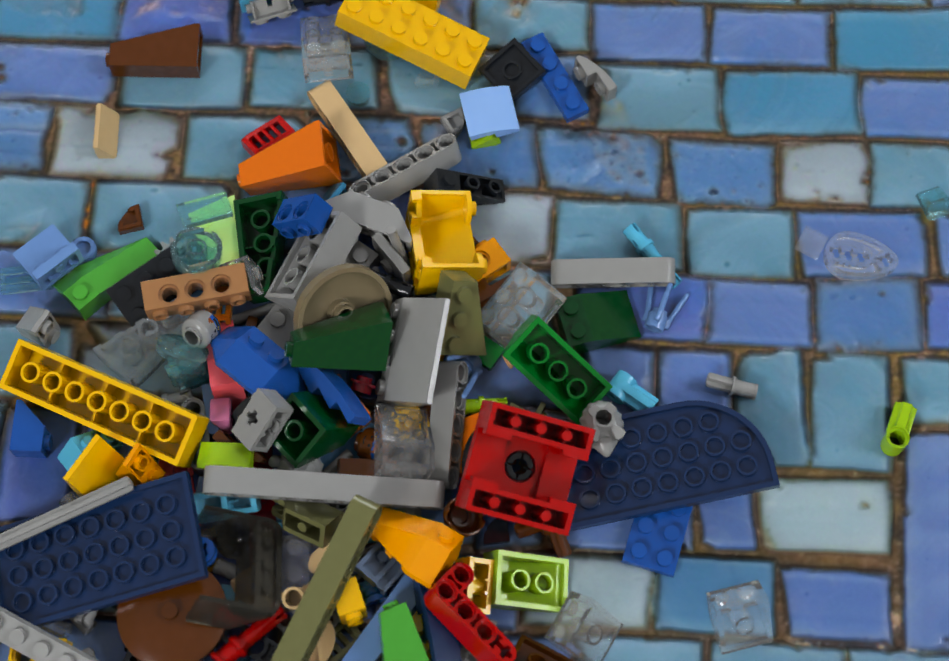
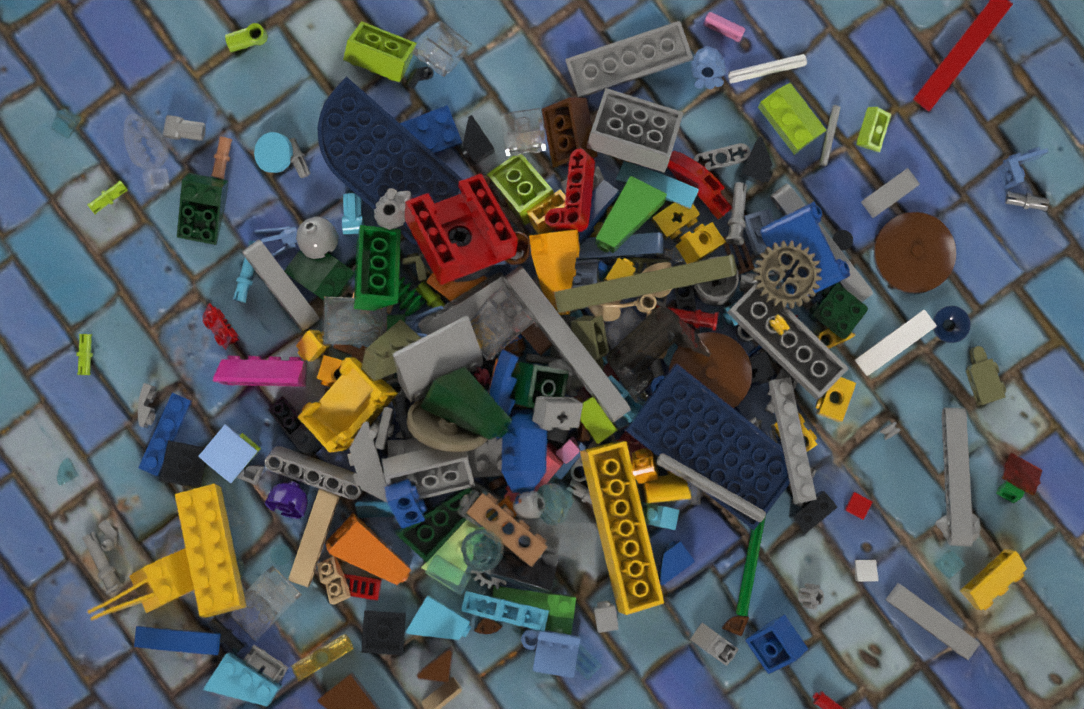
camera: 130 degrees left, 15 degrees up
(128, 240) = (505, 610): none -> medium azure slope
(131, 142) = (439, 668): none -> reddish brown slope
(173, 179) = (438, 621): none -> medium azure slope
(208, 126) = (383, 632): none -> black plate
(236, 47) = (311, 664): none -> clear yellow piece
(289, 118) = (334, 579): none -> tan slope
(402, 132) = (288, 499): none -> dark purple cylinder
(505, 381) = (407, 298): none -> green piece
(530, 254) = (311, 346): none -> yellow slope
(539, 190) = (261, 372): none -> dark pink slope
(611, 572) = (475, 143): none -> black slope
(630, 188) = (214, 320): none -> red hinge
(634, 341) = (316, 237): none -> light grey cylinder
(687, 61) = (84, 354): none -> lime pin
(729, 571) = (419, 74): none -> black arm
(751, 261) = (201, 208): none -> dark green slope
(755, 366) = (273, 152): none -> medium azure tile
(785, 549) = (379, 51): none -> lime slope
(788, 315) = (221, 157): none -> nougat pin
(828, 185) = (107, 197): none -> lime pin
(848, 297) = (178, 128): none -> light grey piece

